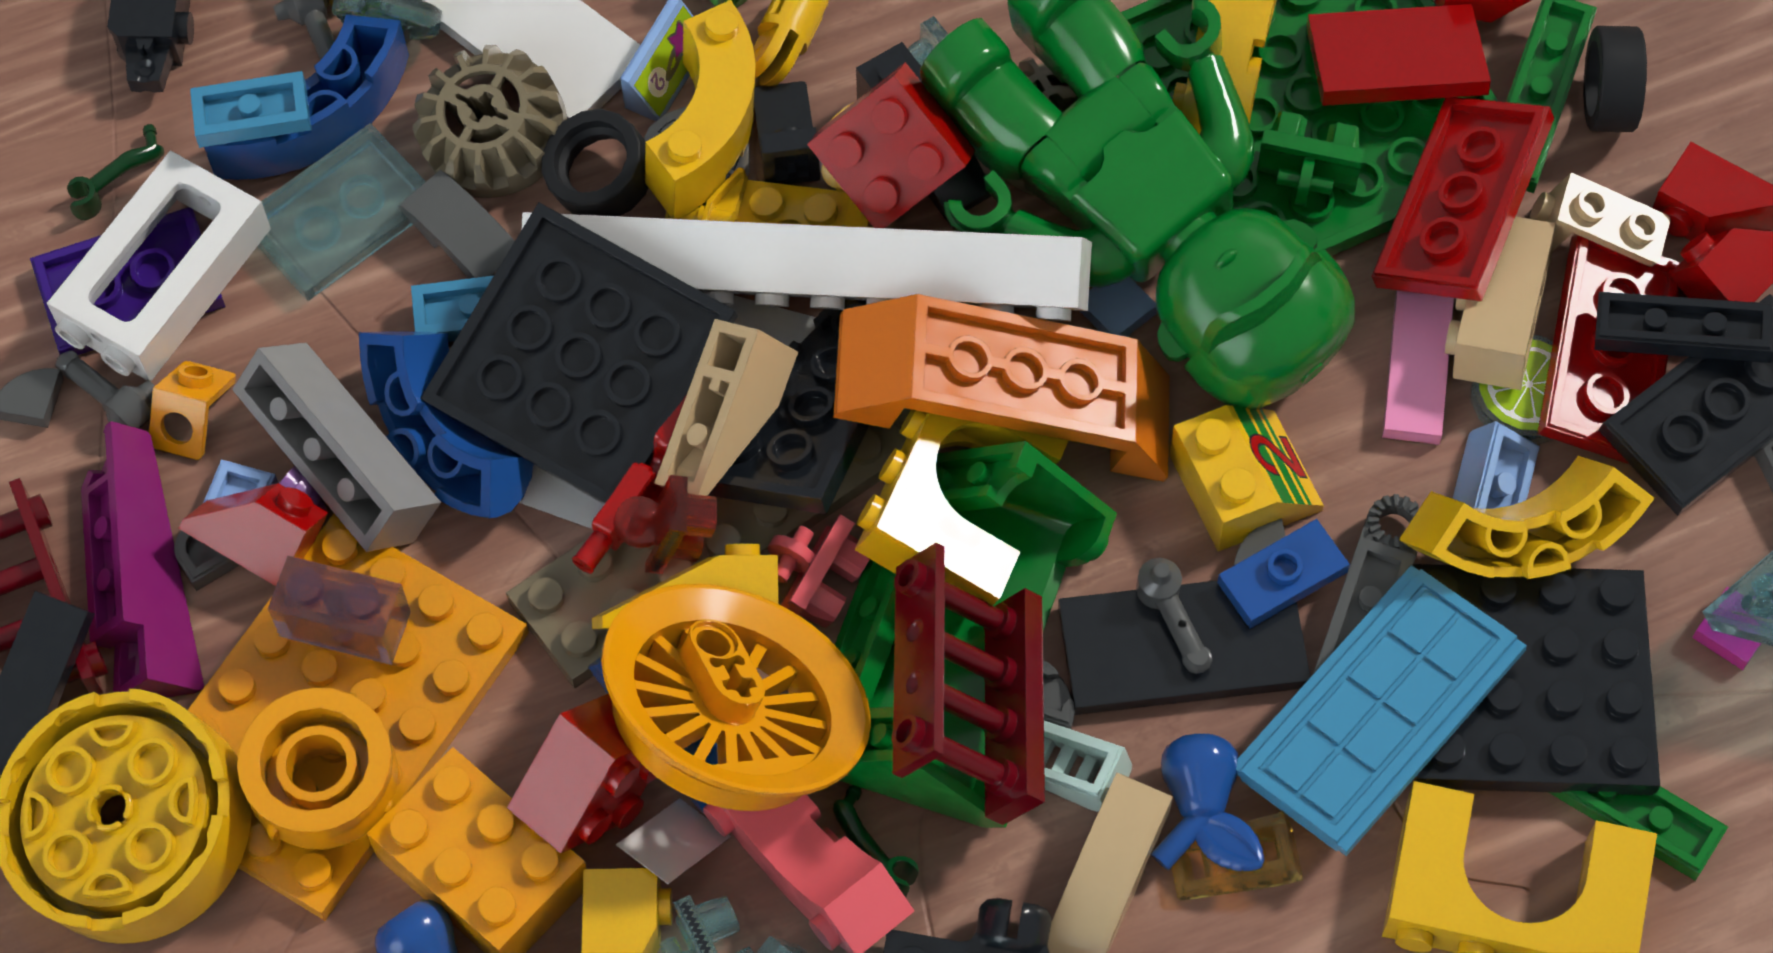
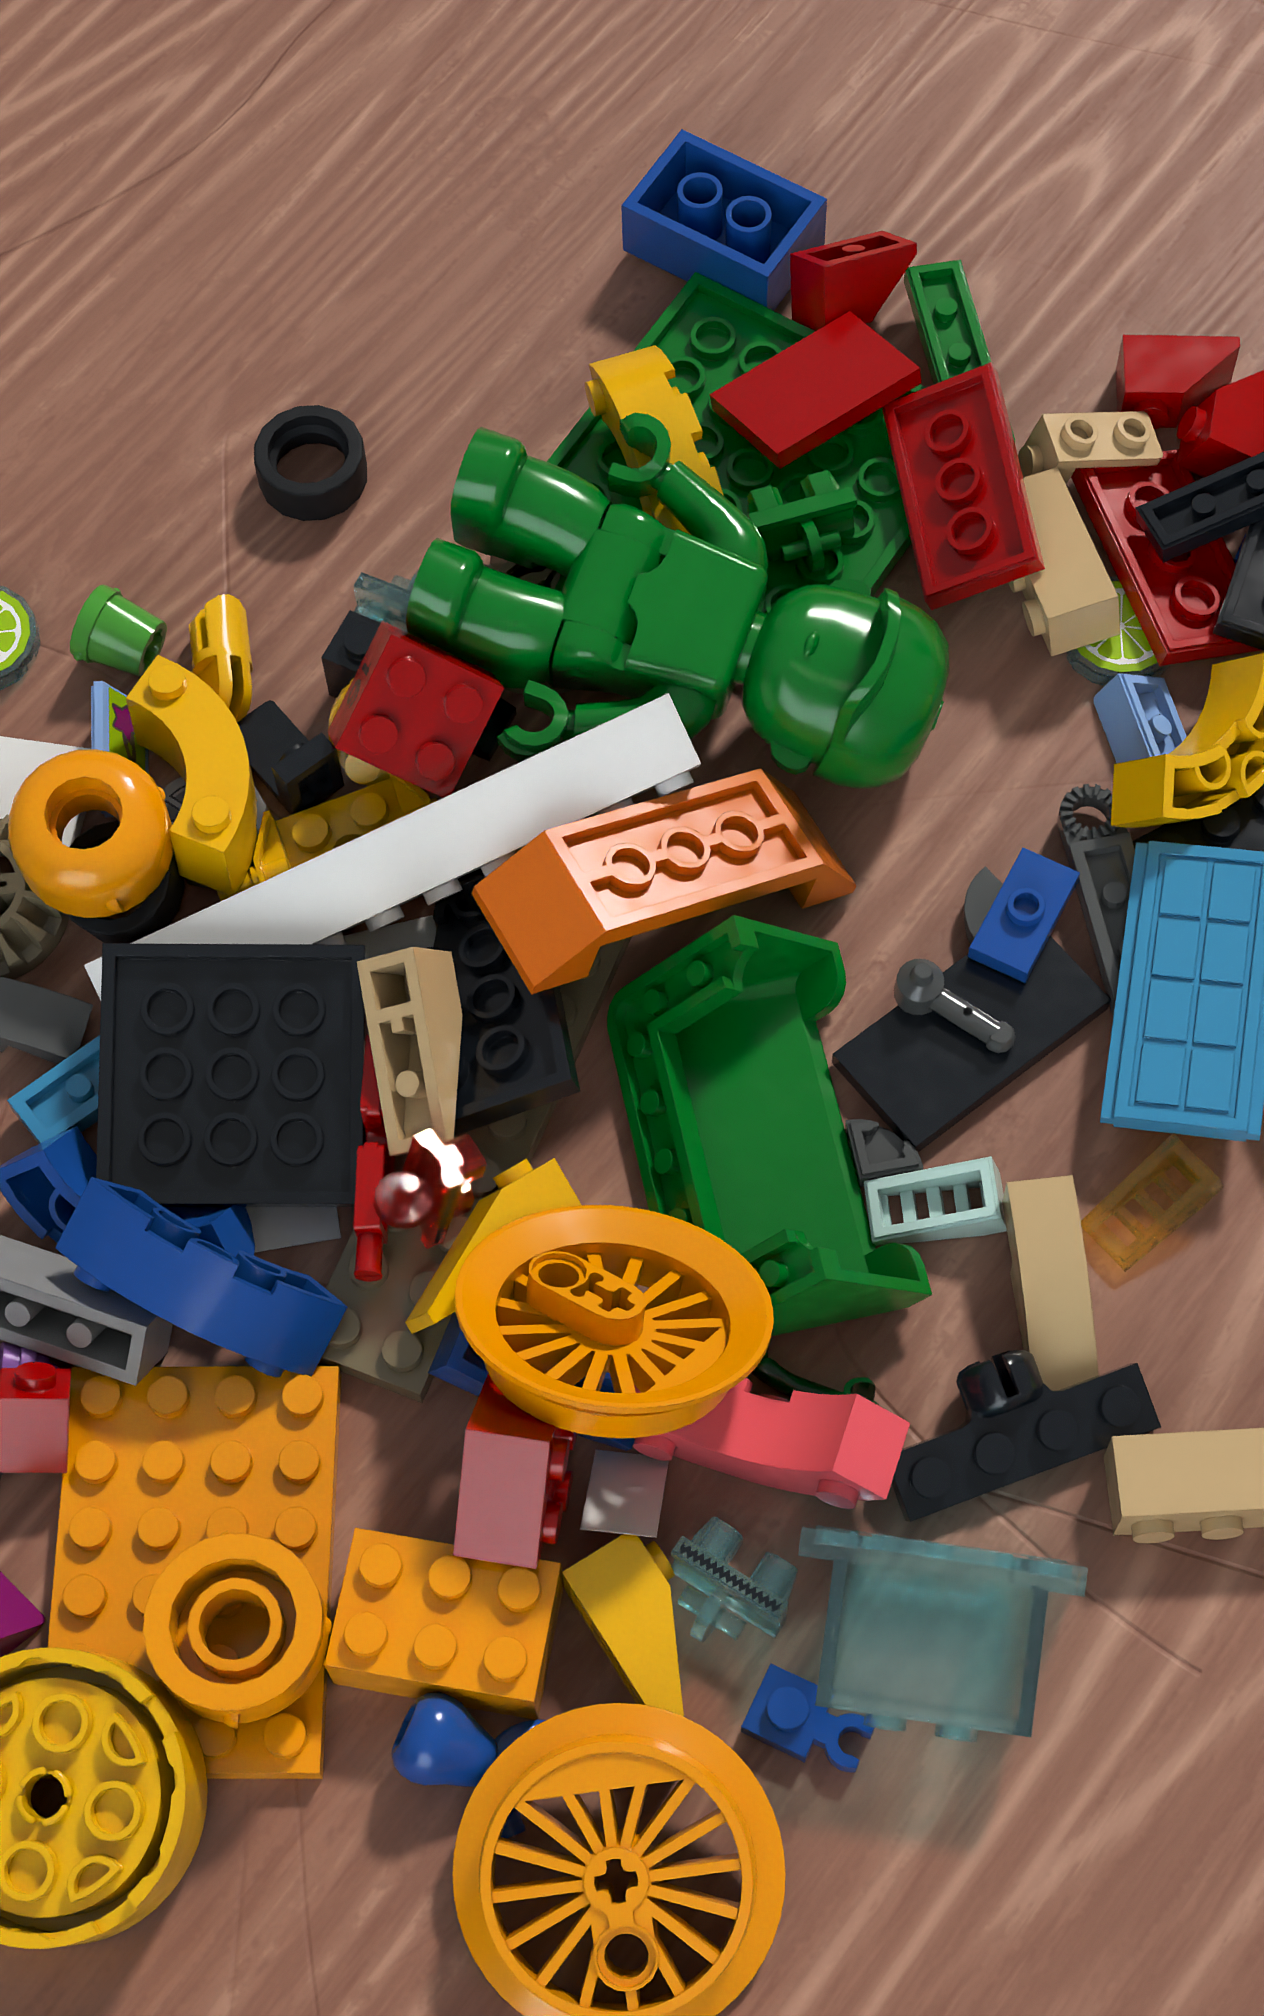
camera: 30 degrees left, 0 degrees up
(339, 610) = (150, 1458): brick -> none
(476, 535) = (236, 1302): none -> blue brick
(595, 151) = (103, 877): none -> light orange piece
(832, 551) = (581, 1149): coral hips -> none
(916, 514) = (677, 1060): arch -> none
(1012, 679) = (854, 1156): dark red fence -> none
(1119, 308) = (717, 752): light blue tile -> none
(1200, 778) = (1078, 1141): blue piece -> none
(1241, 472) = (920, 847): yellow slope -> none
(1417, 368) = (1011, 664): bright pink tile -> none
(1615, 78) = (1020, 313): black tyre -> none

